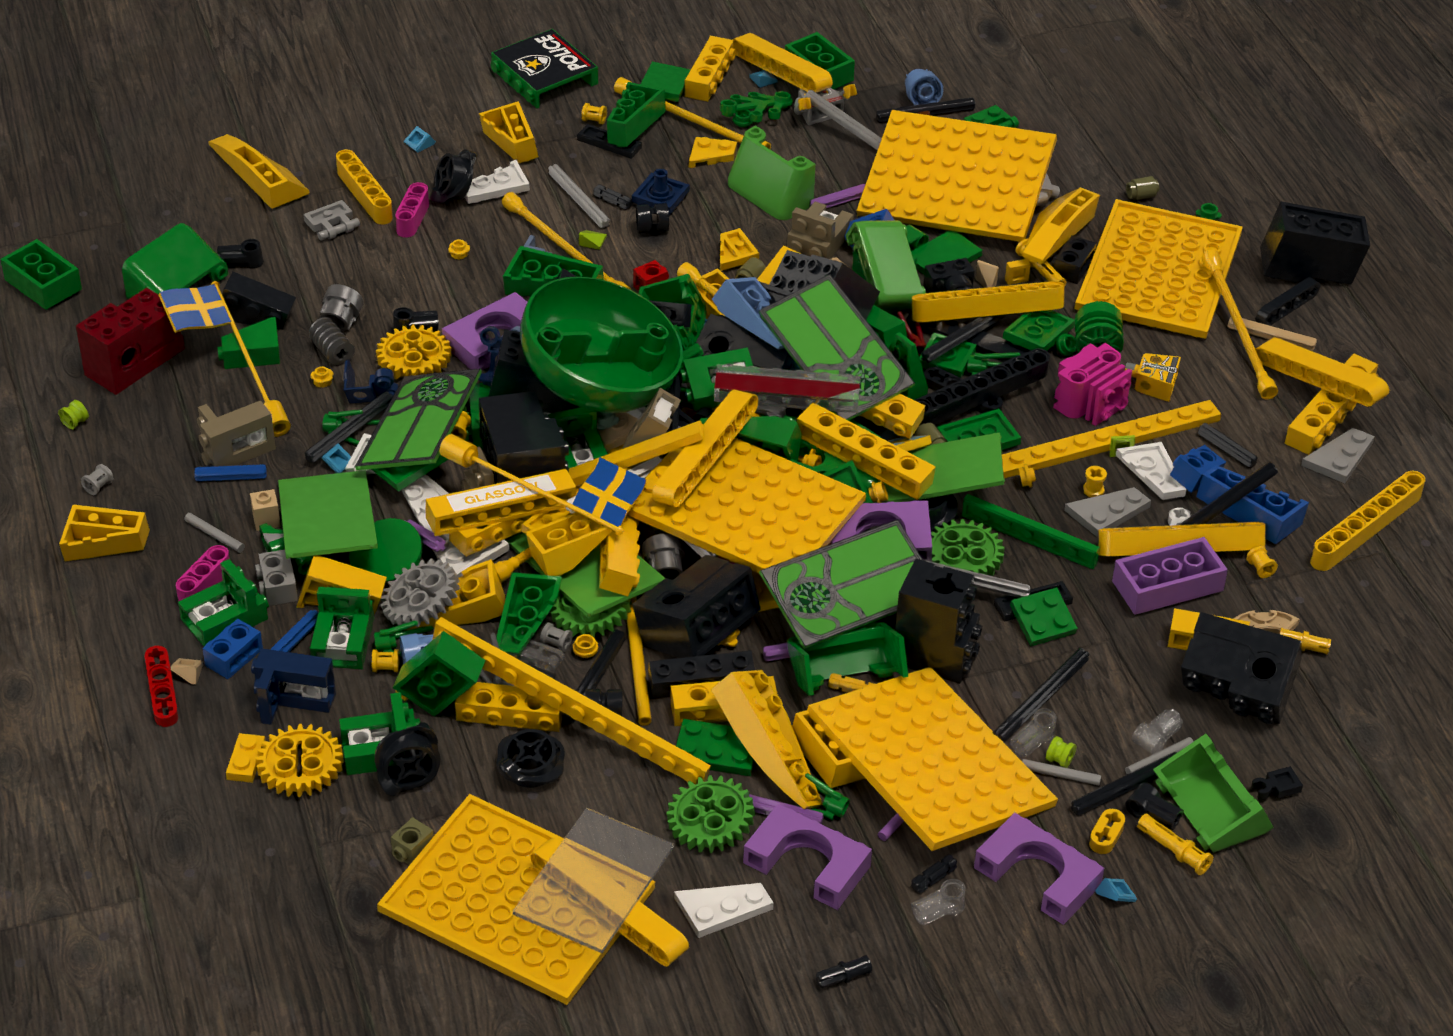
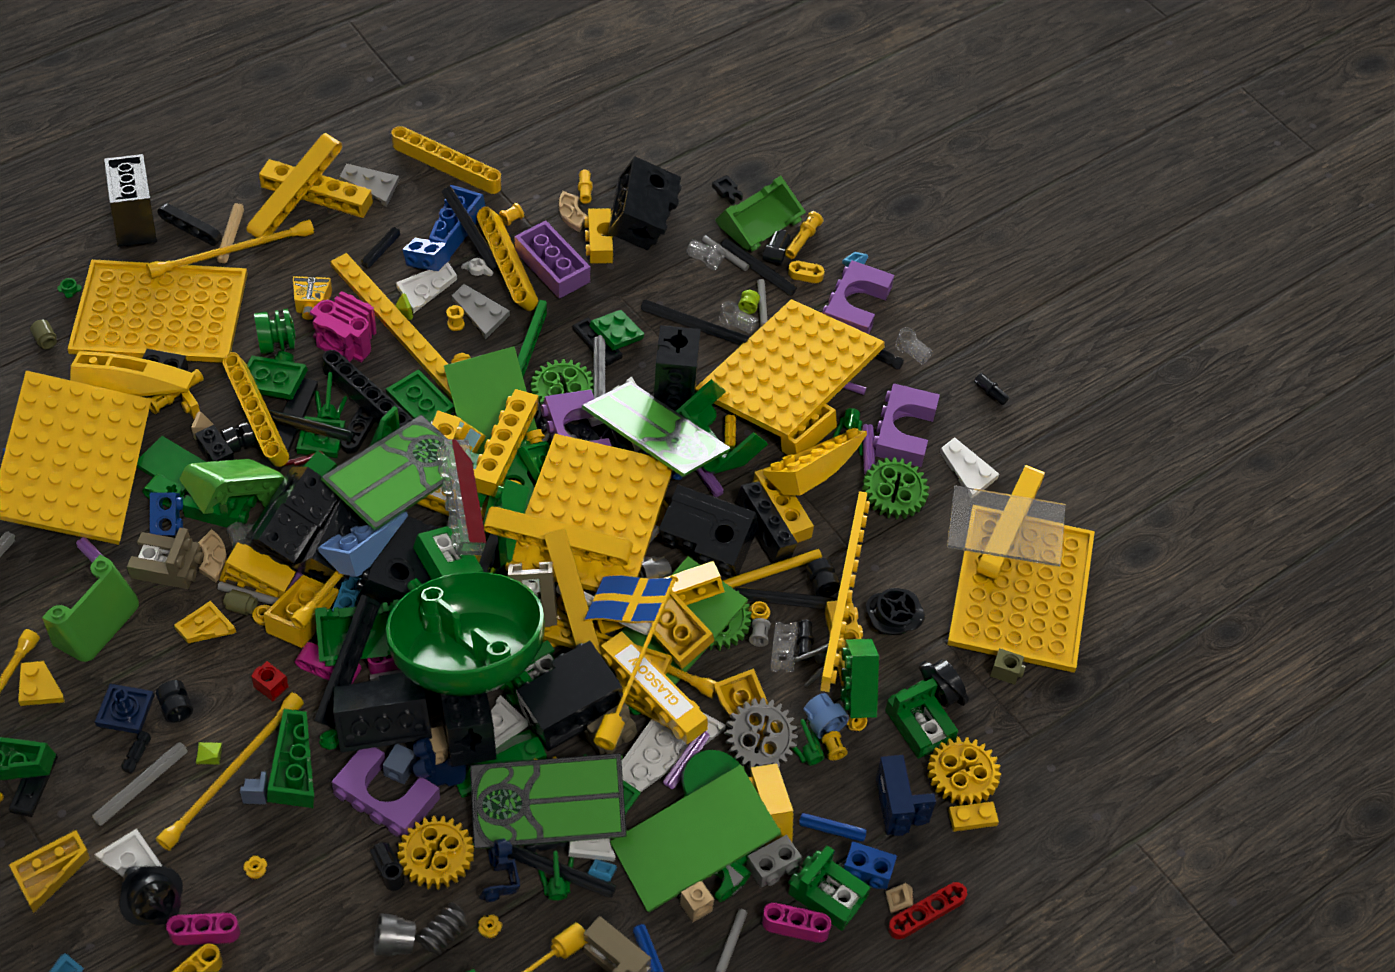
camera: 110 degrees left, 10 degrees up
(343, 626) = (810, 787): green brick -> none
(525, 608) = (742, 651): green wedge -> none
(716, 746) = (827, 506): green plate -> none

